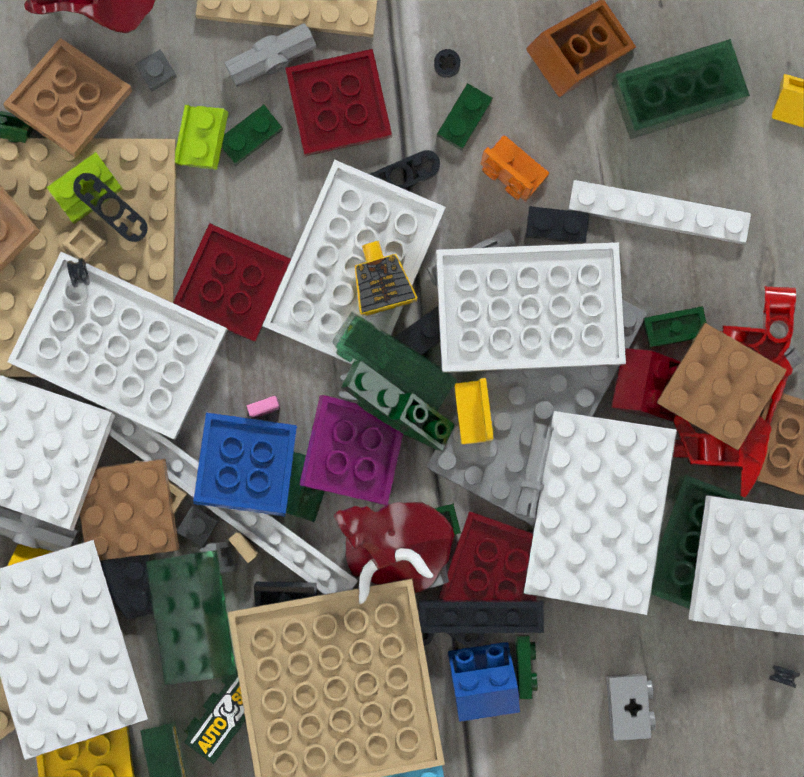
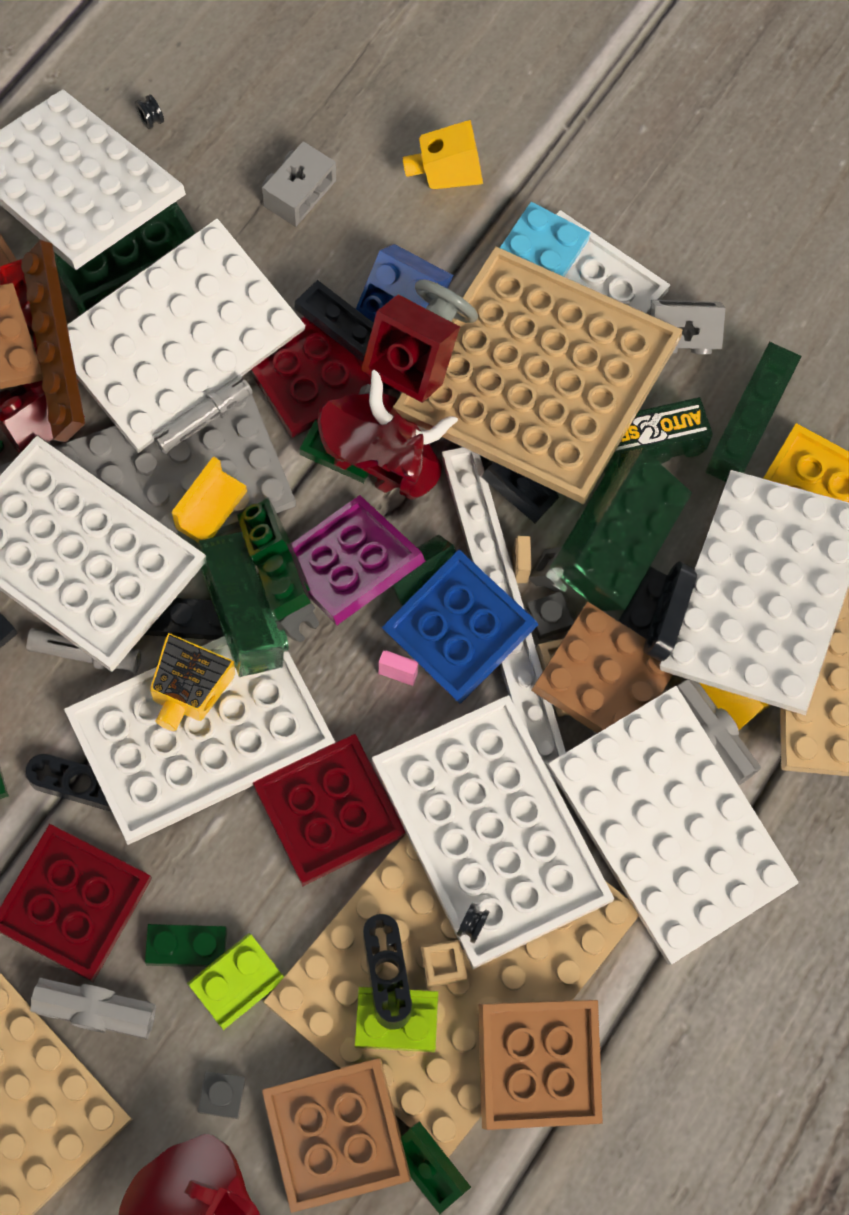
camera: 140 degrees left, 15 degrees down
(114, 584) = (670, 611): none -> black beam
(425, 630) = (415, 343): none -> dark red piece
(524, 654) = (351, 285): dark green plate -> none
(671, 430) = (53, 342): none -> reddish brown plate

